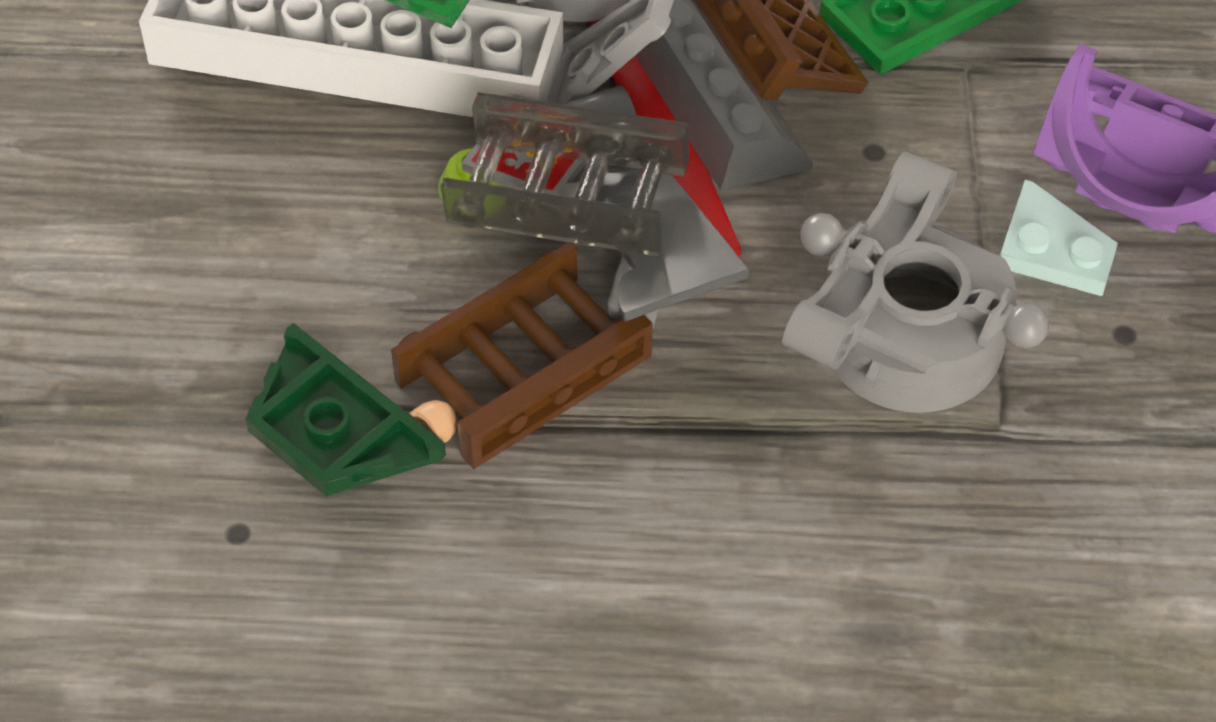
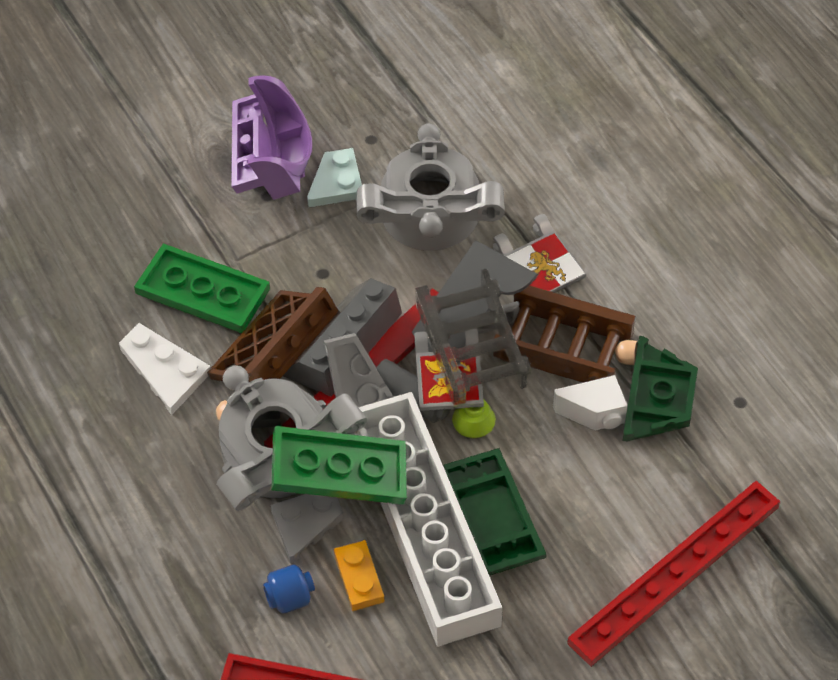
camera: 120 degrees left, 0 degrees up
(44, 281) = (672, 573): none -> red plate
(303, 121) = (494, 511): none -> dark green slope
(374, 319) = (592, 403): none -> white slope
(699, 417) = (545, 256): none -> flag

